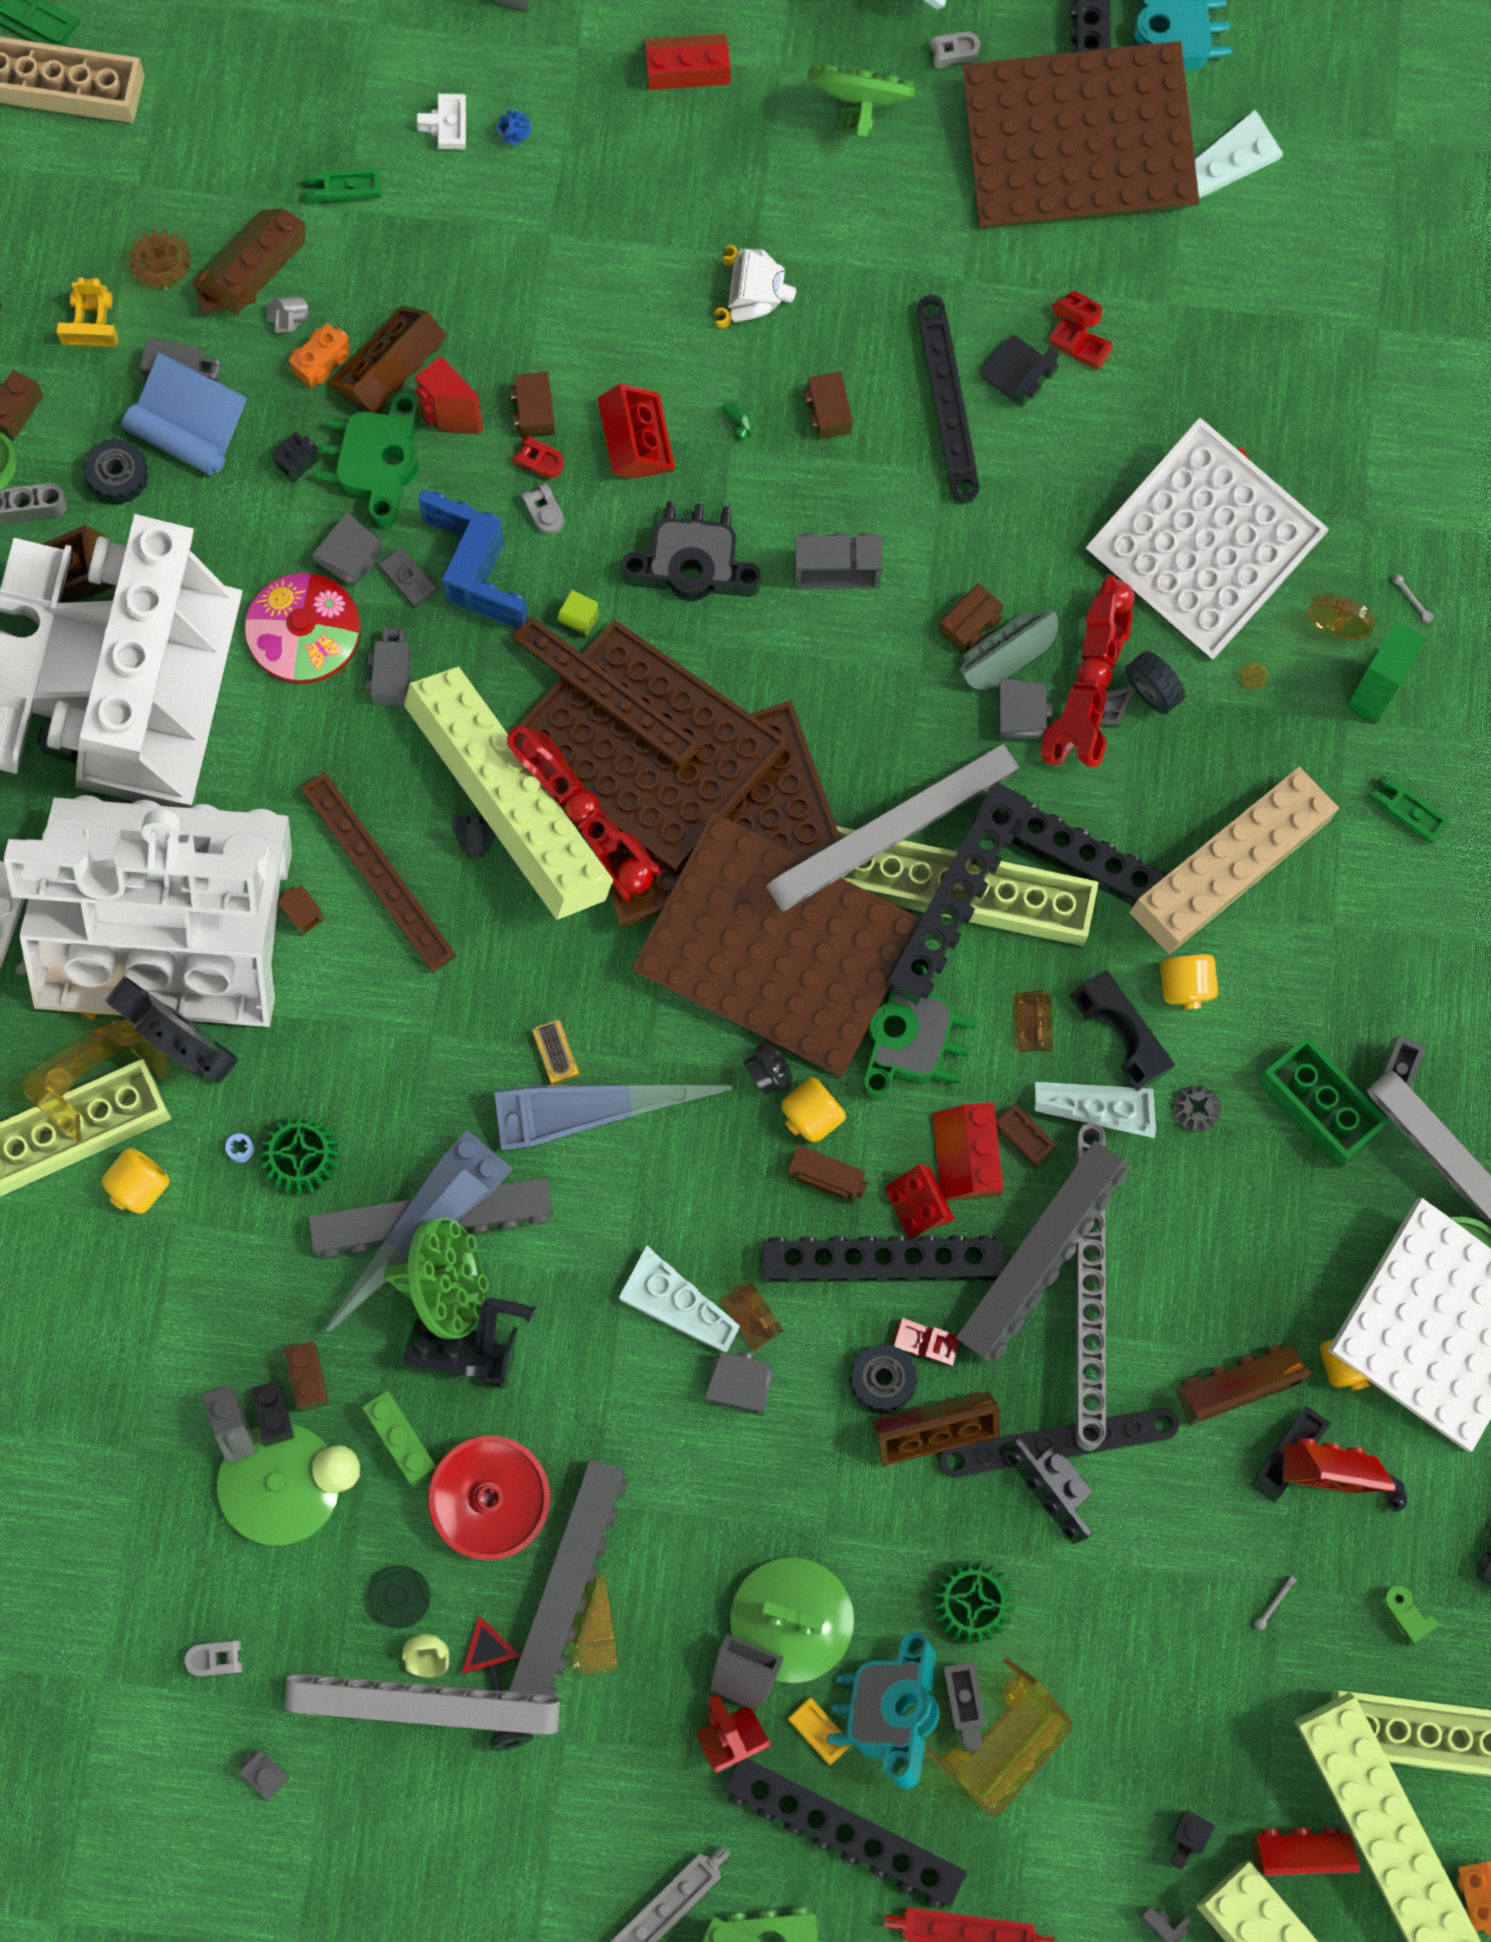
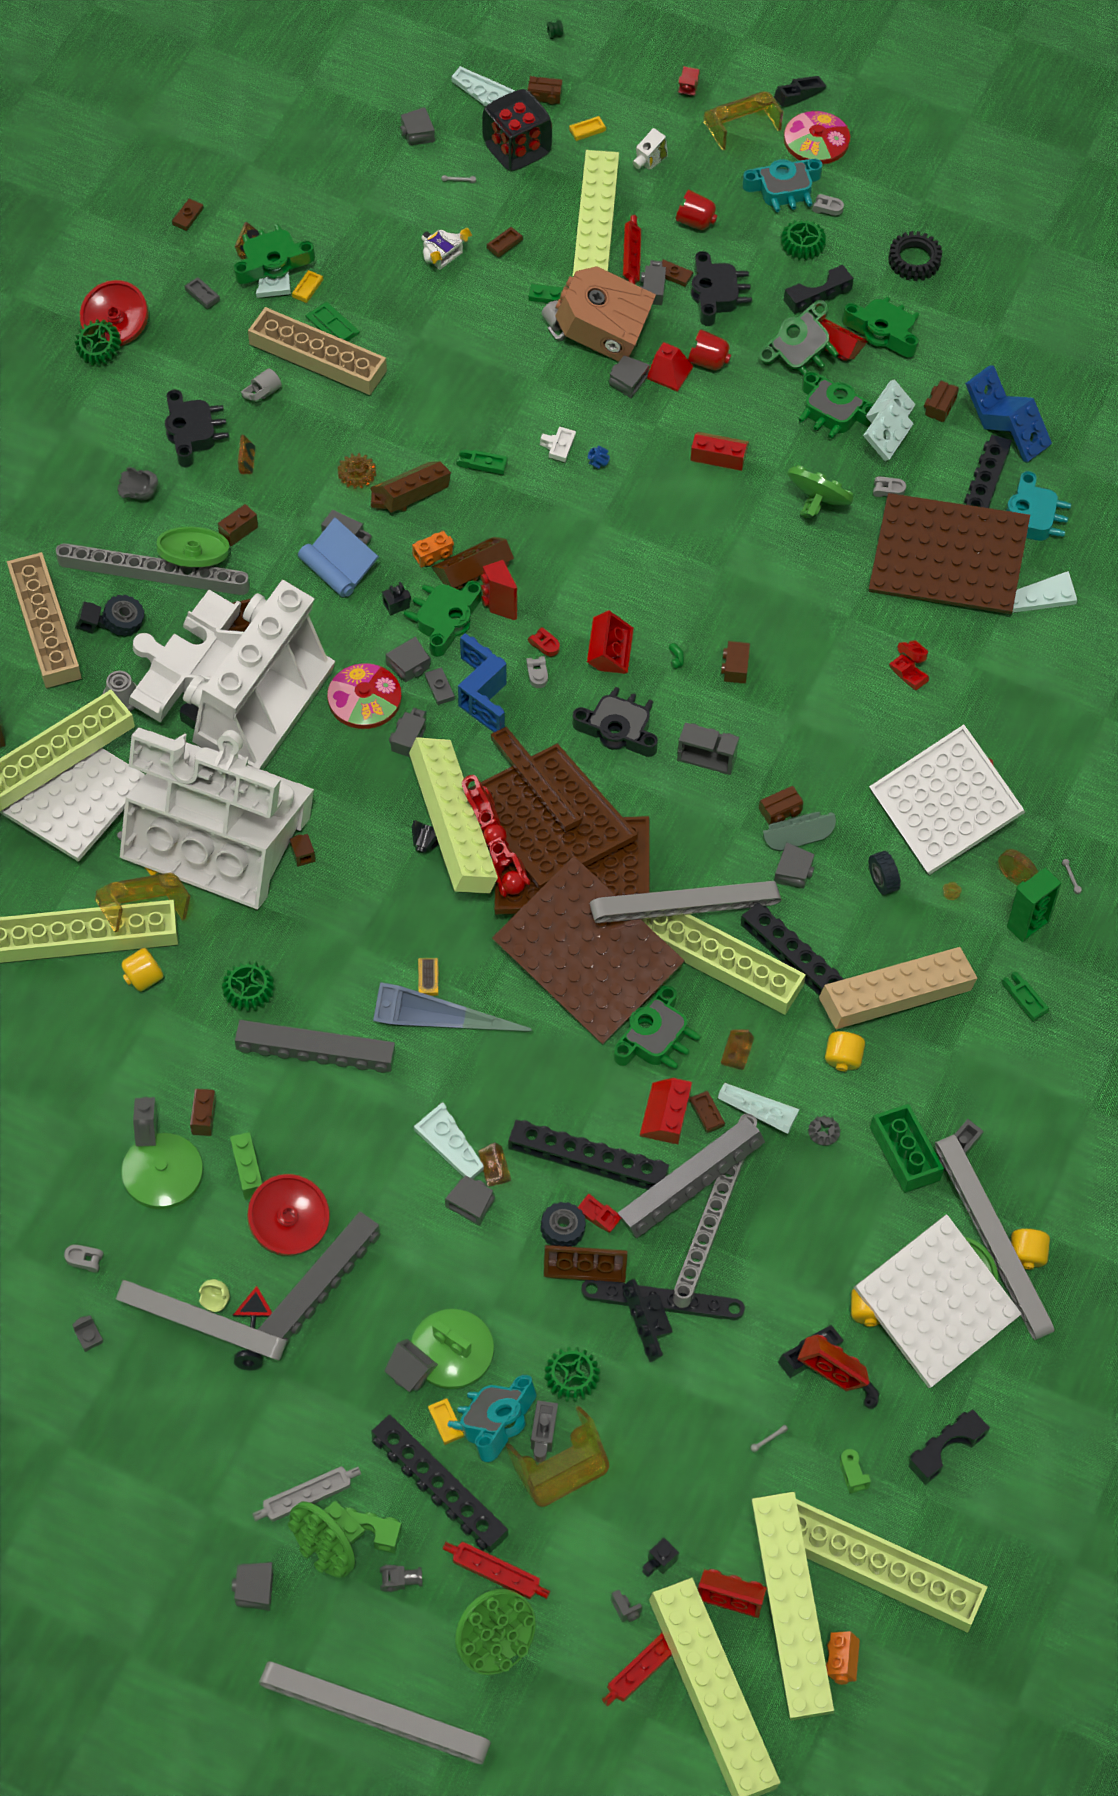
camera: 20 degrees right, 15 degrees down
(90, 296) = (306, 479): yellow tile -> none
(111, 455) = (284, 569): black wheel -> none
(171, 1031) = (197, 888): black piece -> none
(239, 1138) = (210, 977): light blue bush -> none
(272, 1413) = (174, 1127): black plate -> none
(287, 313) = (422, 520): light grey piece -> none
(336, 1469) = (200, 1170): yellowish green hair -> none
(378, 872) = (358, 843): reddish brown plate -> none
(400, 1597) = (211, 1259): dark green tile -> none
(442, 1278) = (308, 1075): bright green bracket -> none
(453, 1189) = (333, 1030): sand blue plate -> none
(474, 1353) = (310, 1128): black plate -> none
(534, 404) = (553, 611): reddish brown brick -> none
(579, 613) = (536, 733): lime piece -> none
(596, 1640) = (325, 1317): clear yellow slope -> none
(730, 1736) = (385, 1401): red bracket -> none
(755, 286) = (713, 584): white torso -> none
(769, 1069) = (557, 1022): black piece -> none
(812, 1111) = (575, 1055): yellow head -> none
(827, 1174) = (571, 1095): reddish brown window -> none
(919, 1201) = (625, 1128): red bracket -> none
(948, 399) = (812, 679): black plate -> none
(1000, 802) = (757, 907): black brick -> none
(1020, 370) = (864, 675): black bracket -> none
(1105, 1001) = (785, 1047): black arch -> none
(1107, 630) = (829, 881): red piece -> none
(1116, 706) = (852, 882): dark grey piece -> none
(1242, 1384) = (792, 1299): reddish brown slope -> none

